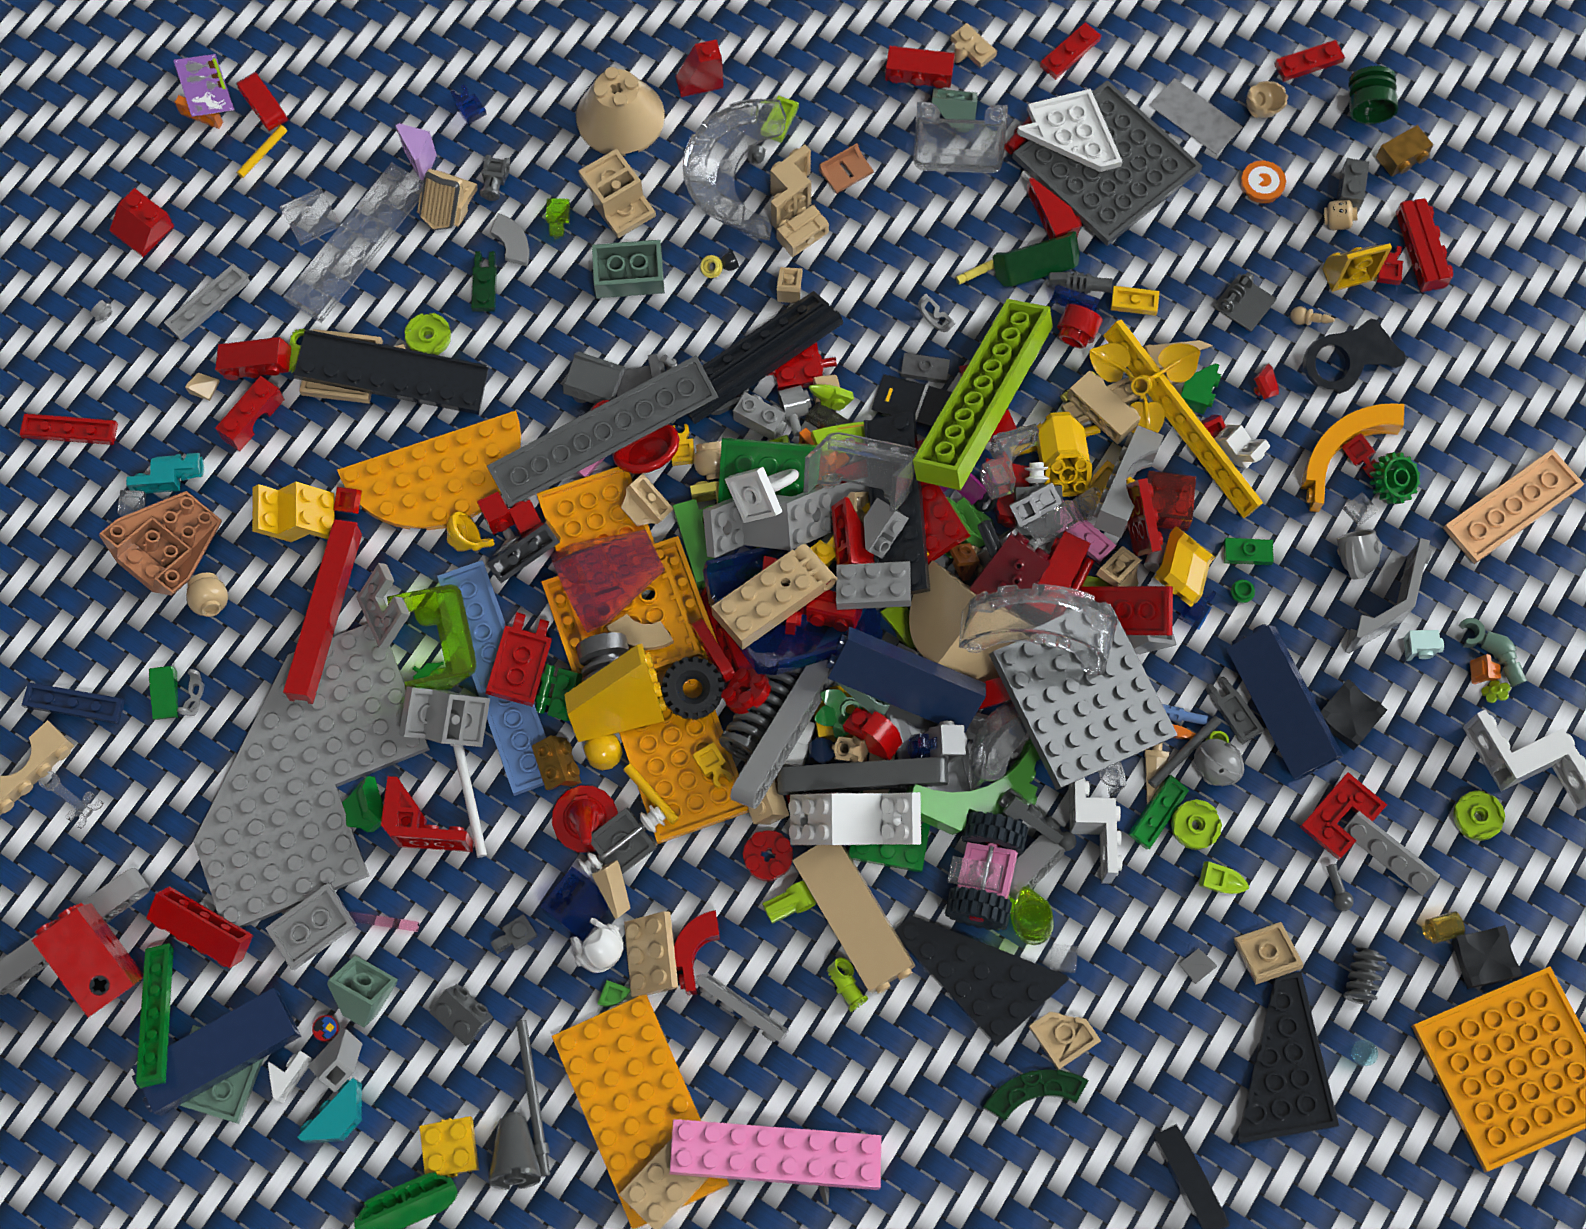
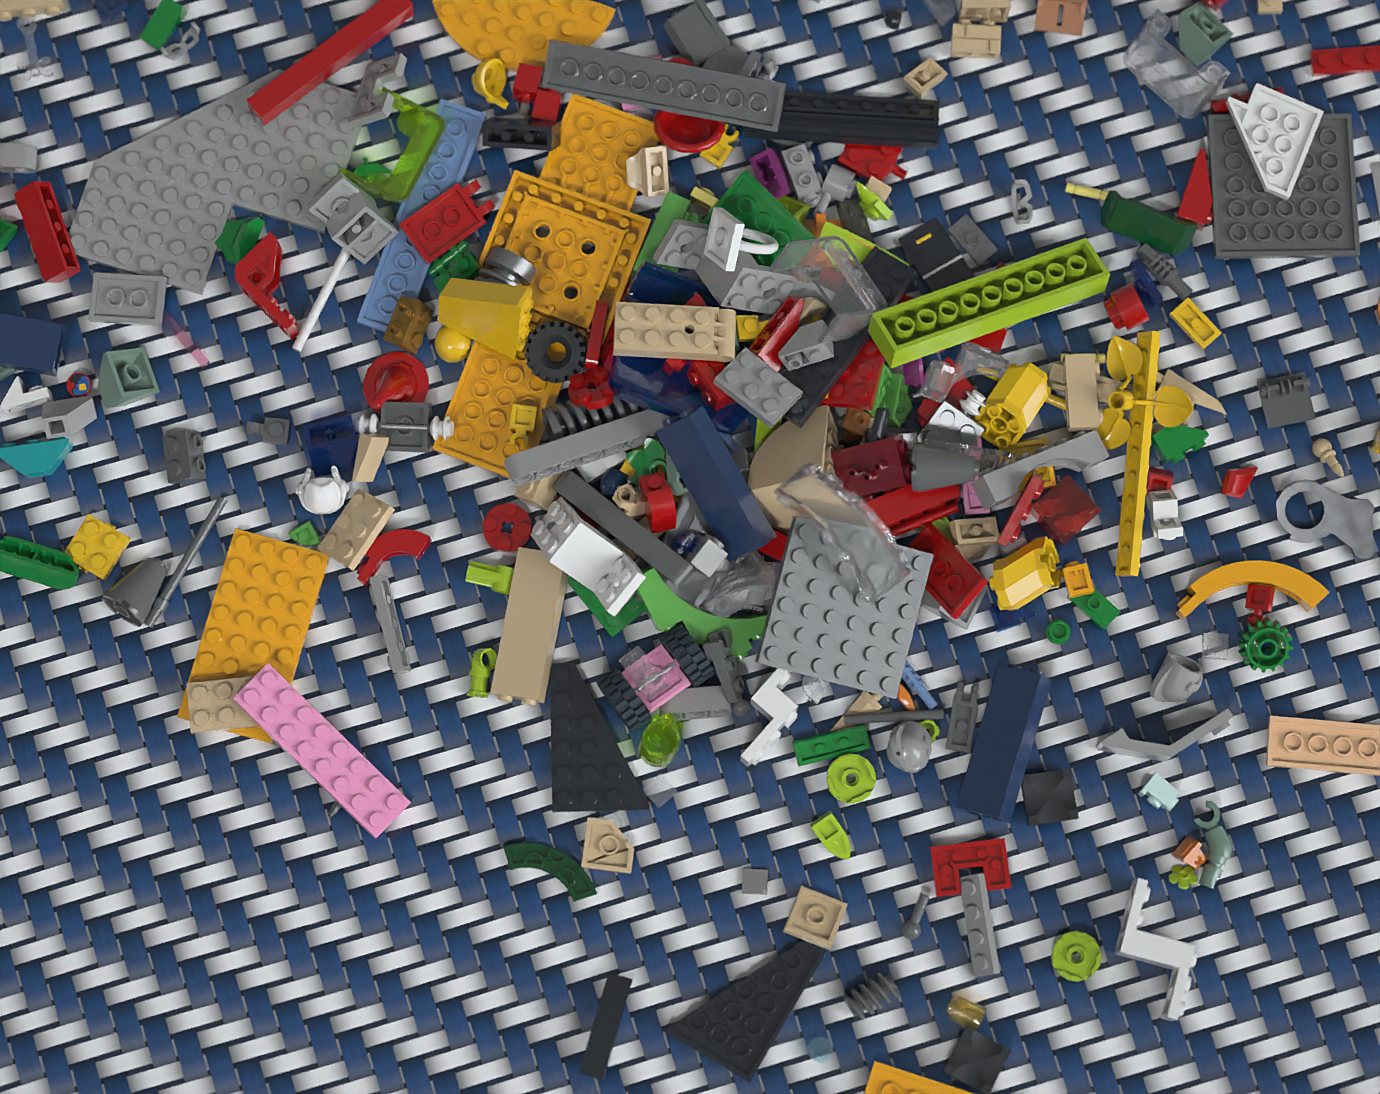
camera: 40 degrees right, 10 degrees up
(606, 574) = (566, 205): clear pink wedge -> none
(651, 793) = (458, 407): yellow bar -> none
(652, 636) = (552, 277): tan tile -> none
(705, 266) = (869, 9): light yellow plate -> none
(708, 459) = (727, 173): tan piece -> none
(732, 428) = (771, 172): none -> magenta arch
(1035, 504) = (947, 427): flat silver slope -> none
(1063, 531) = (941, 467): none -> dark grey cone
(1223, 540) = (1077, 579): none -> light orange bracket

